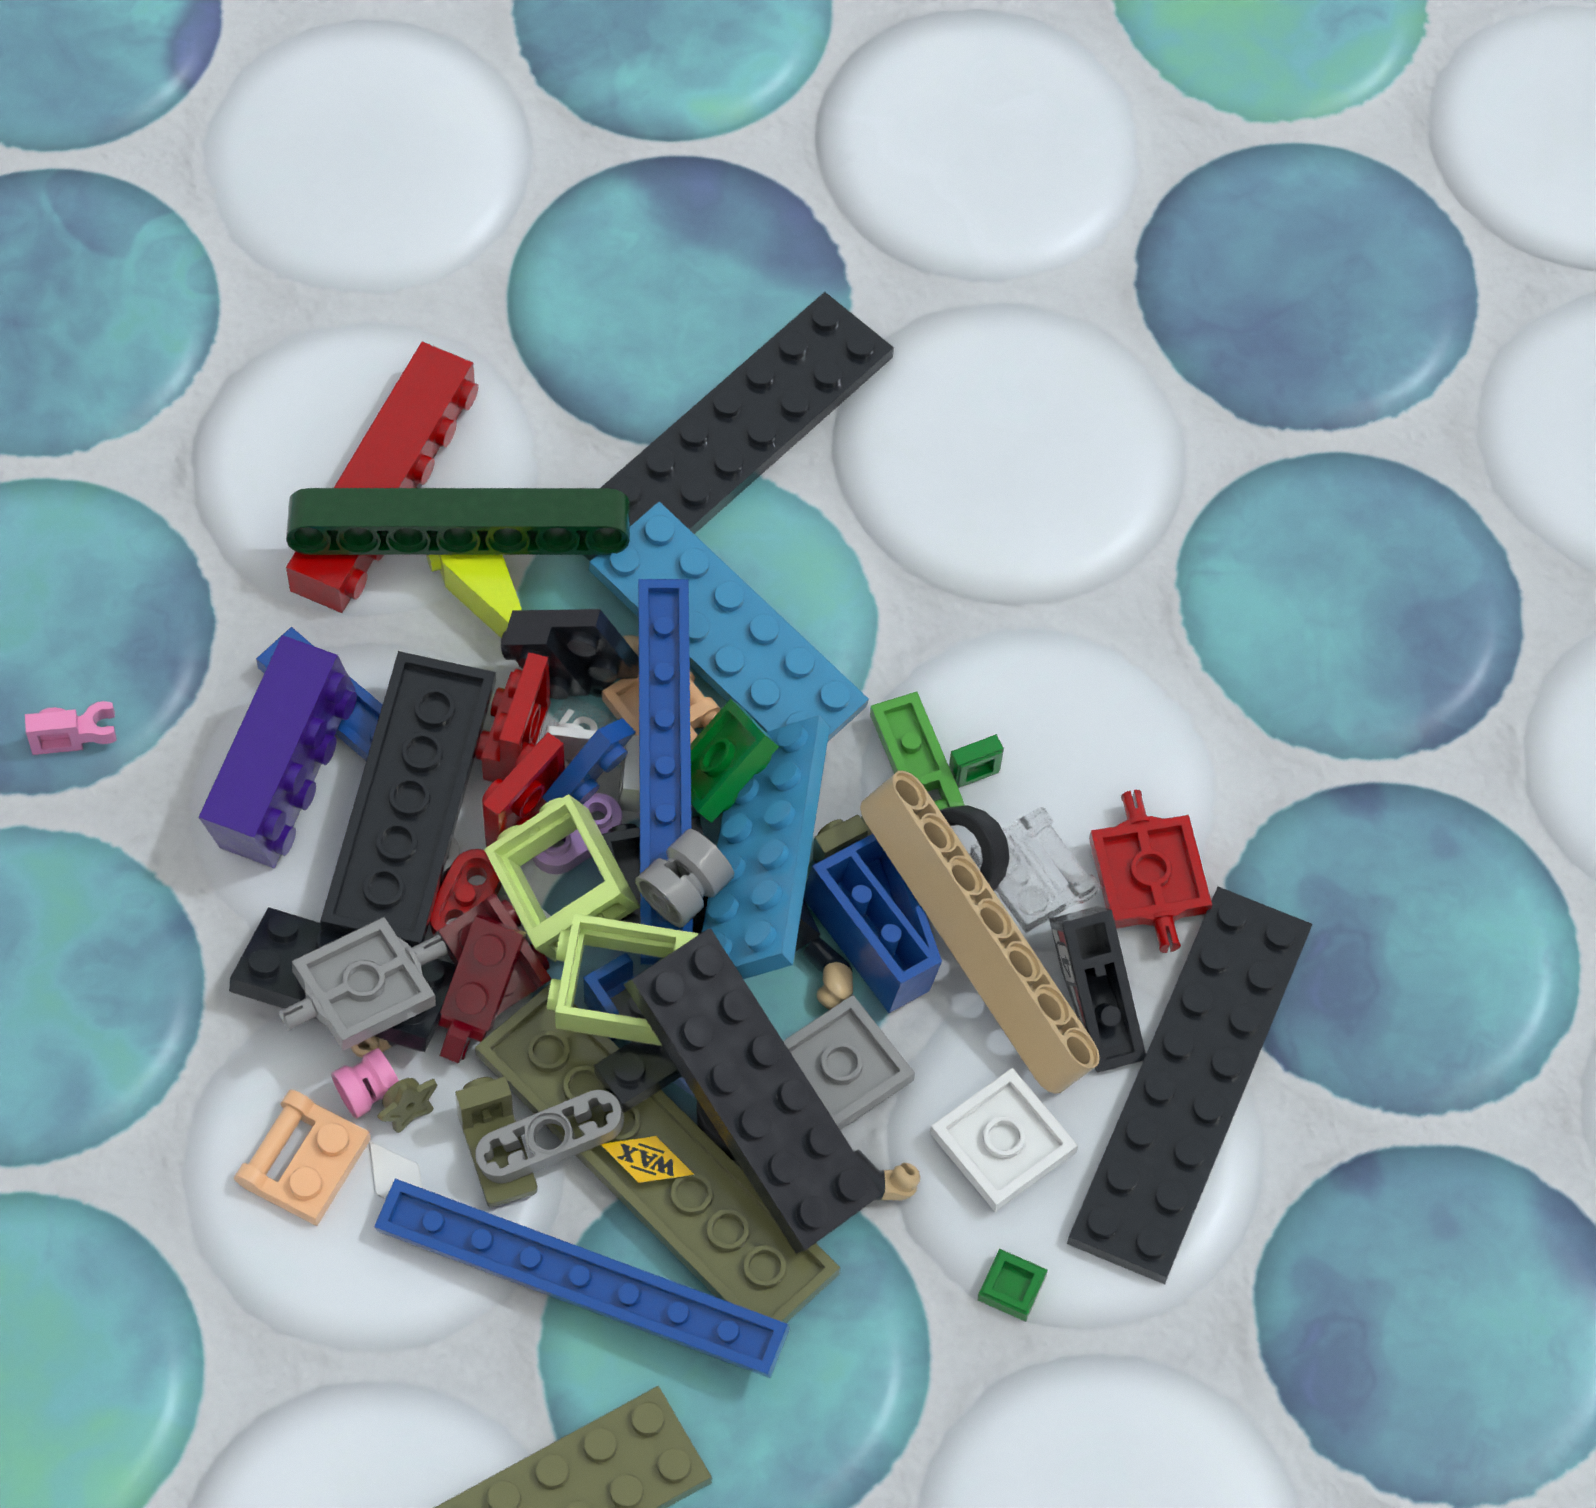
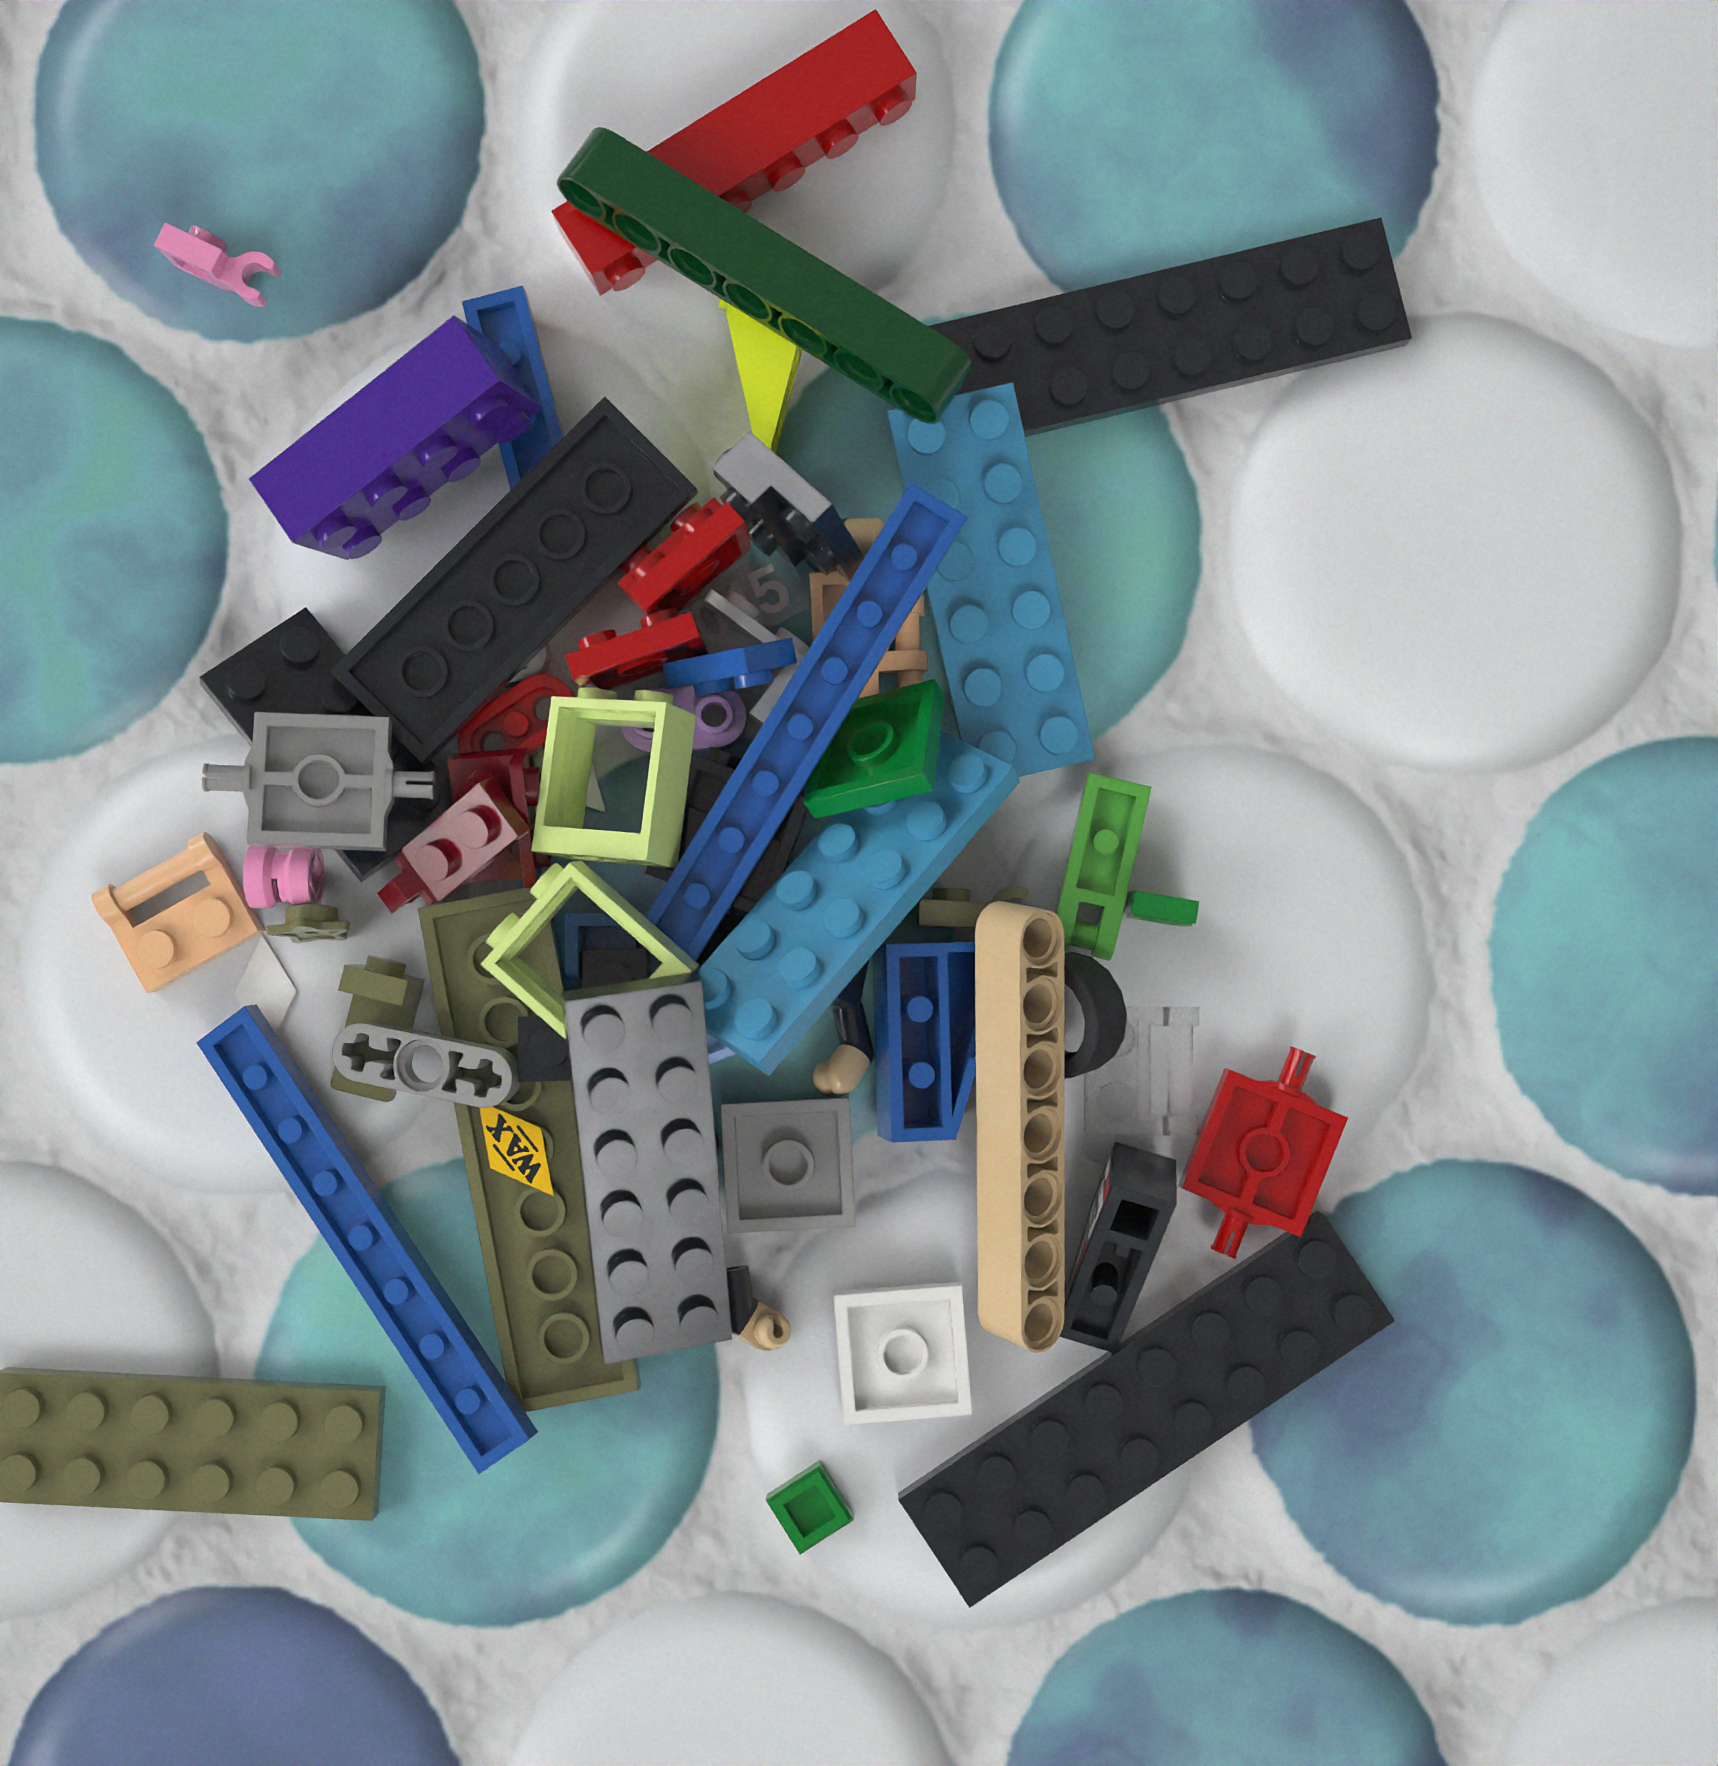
camera: 35 degrees right, 25 degrees up
(690, 872) = (748, 884): light grey wheel -> none

